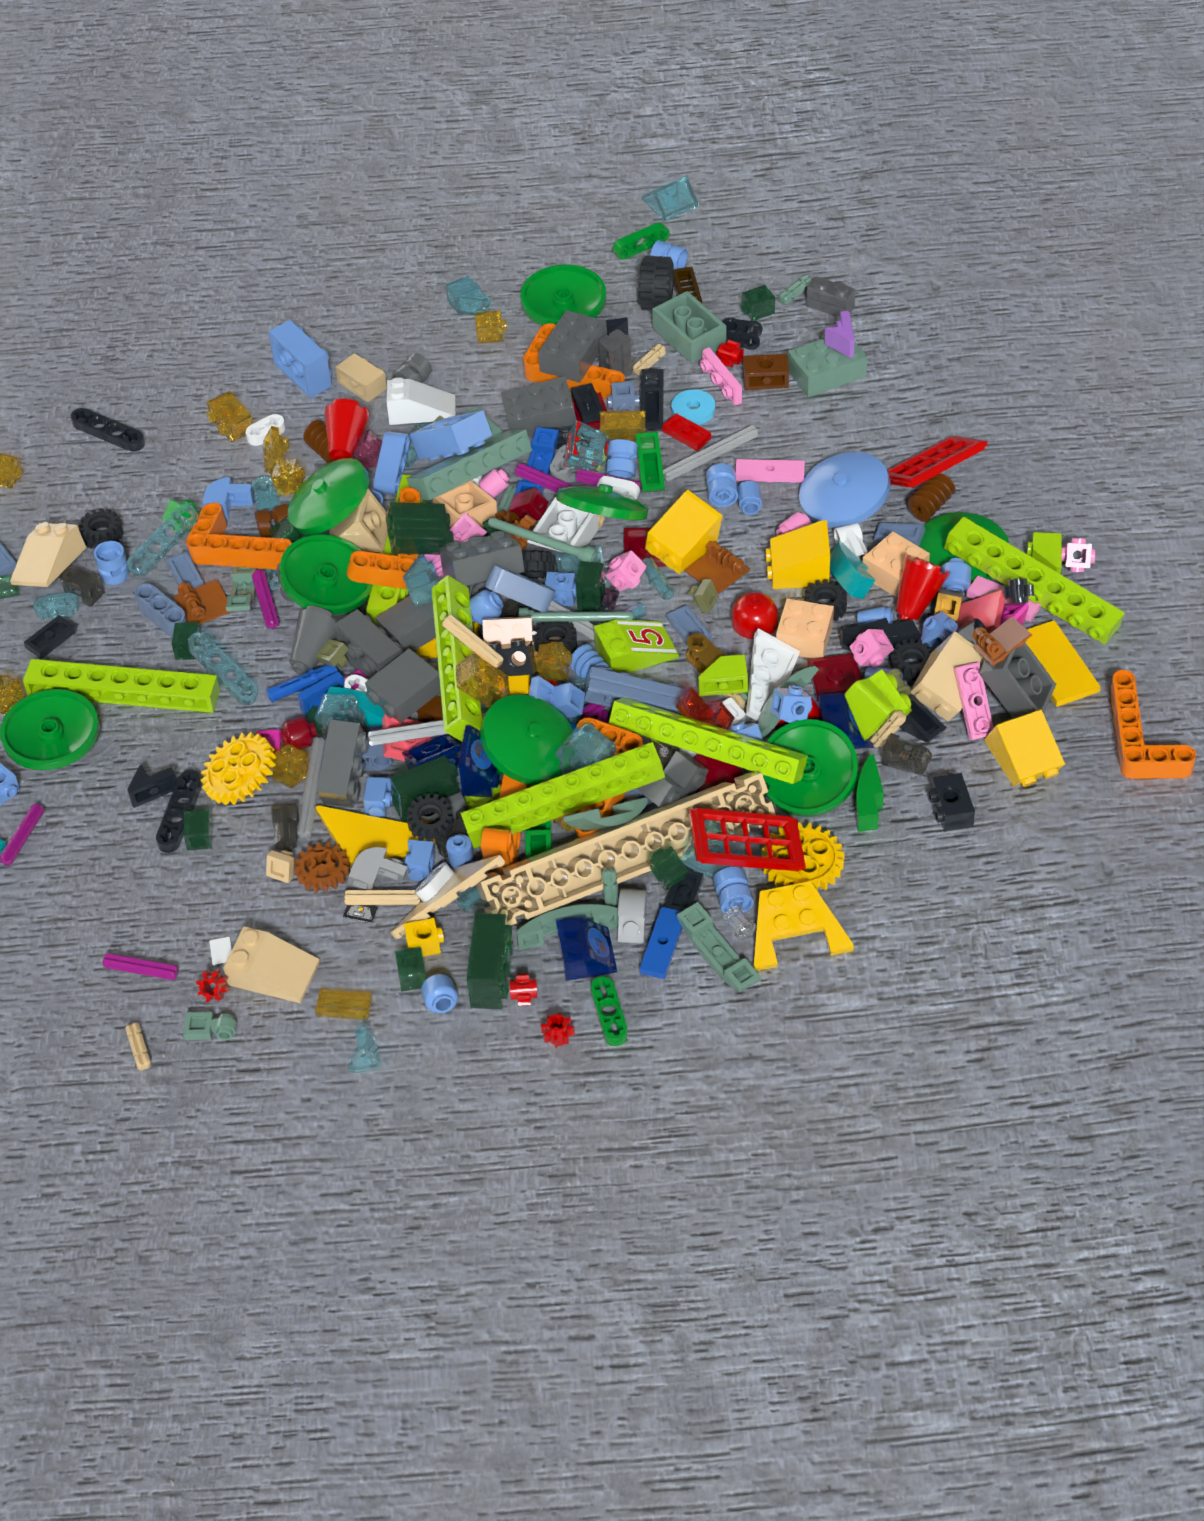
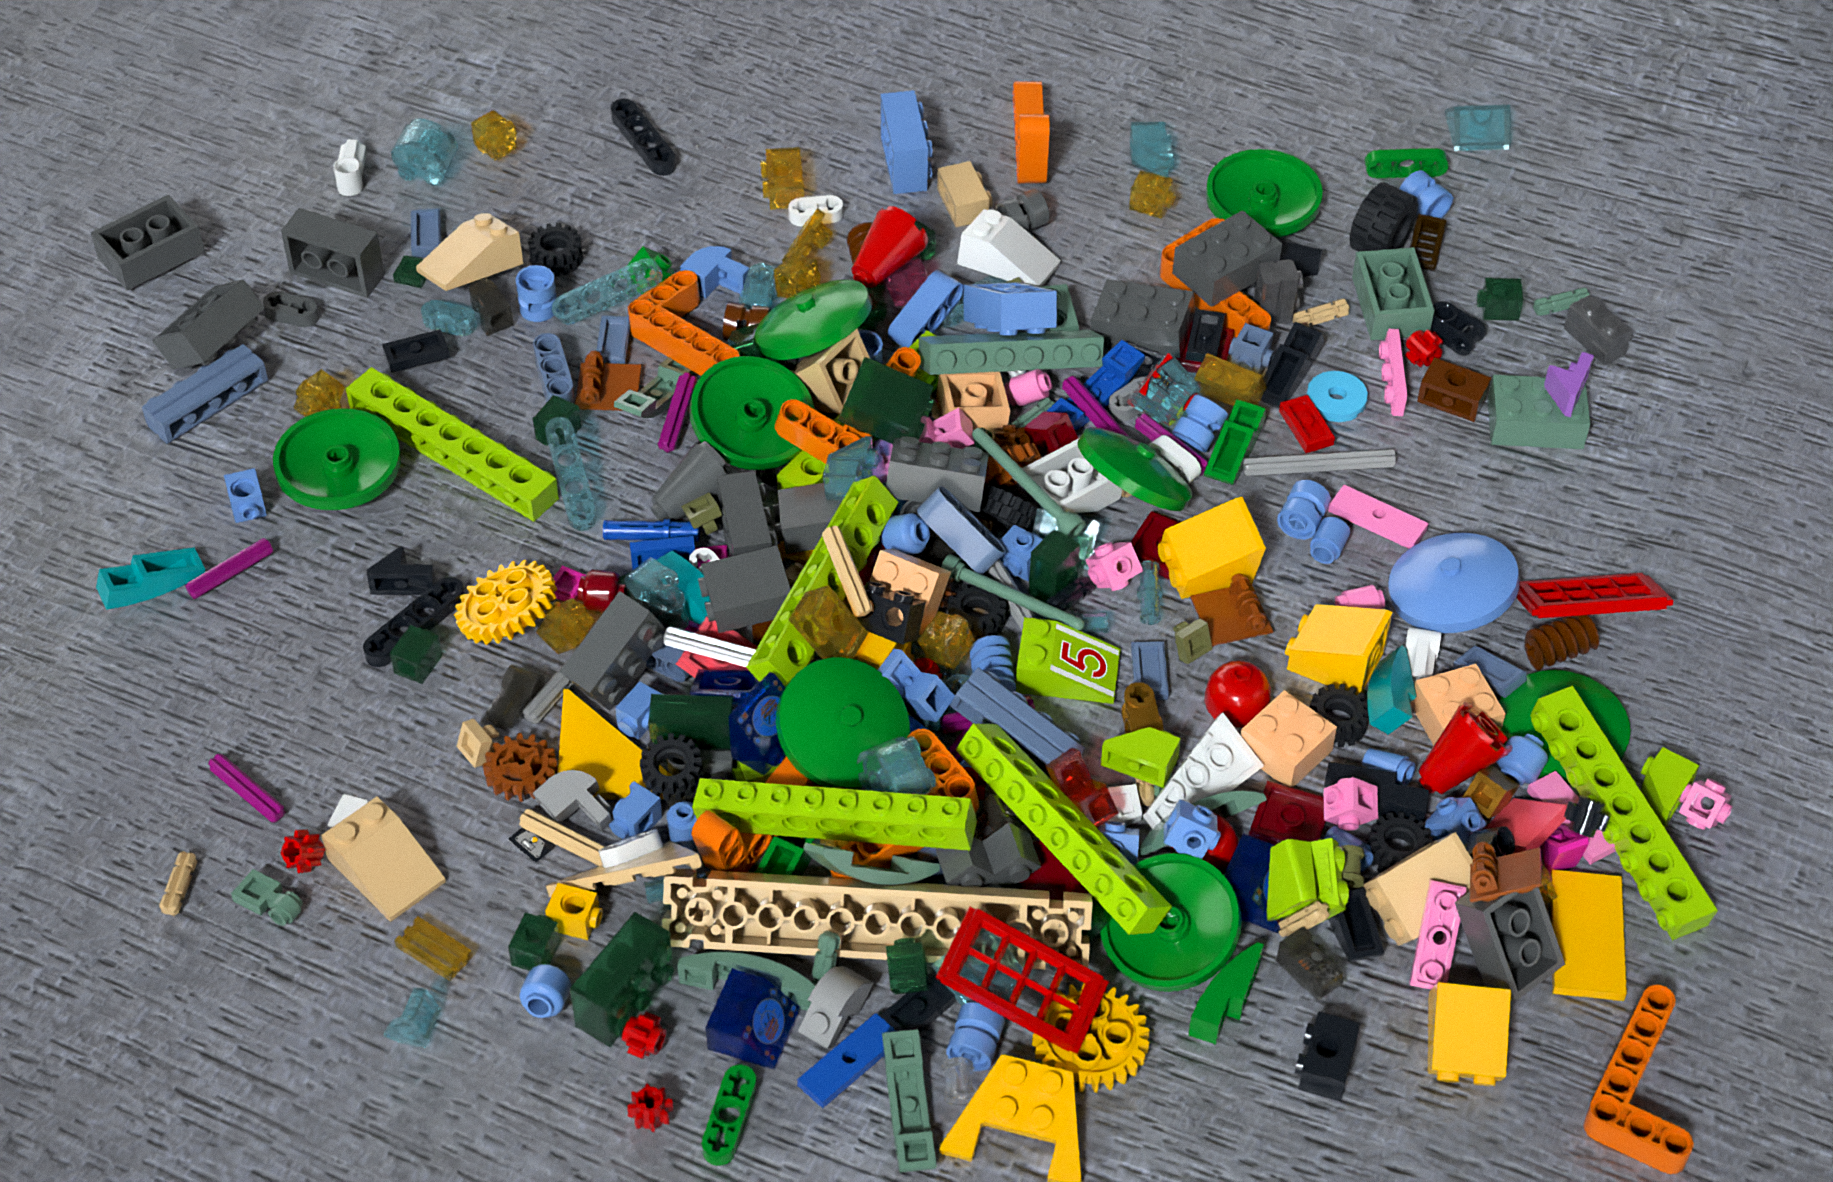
camera: 25 degrees right, 0 degrees up
(385, 321) = (1030, 132): none -> orange beam

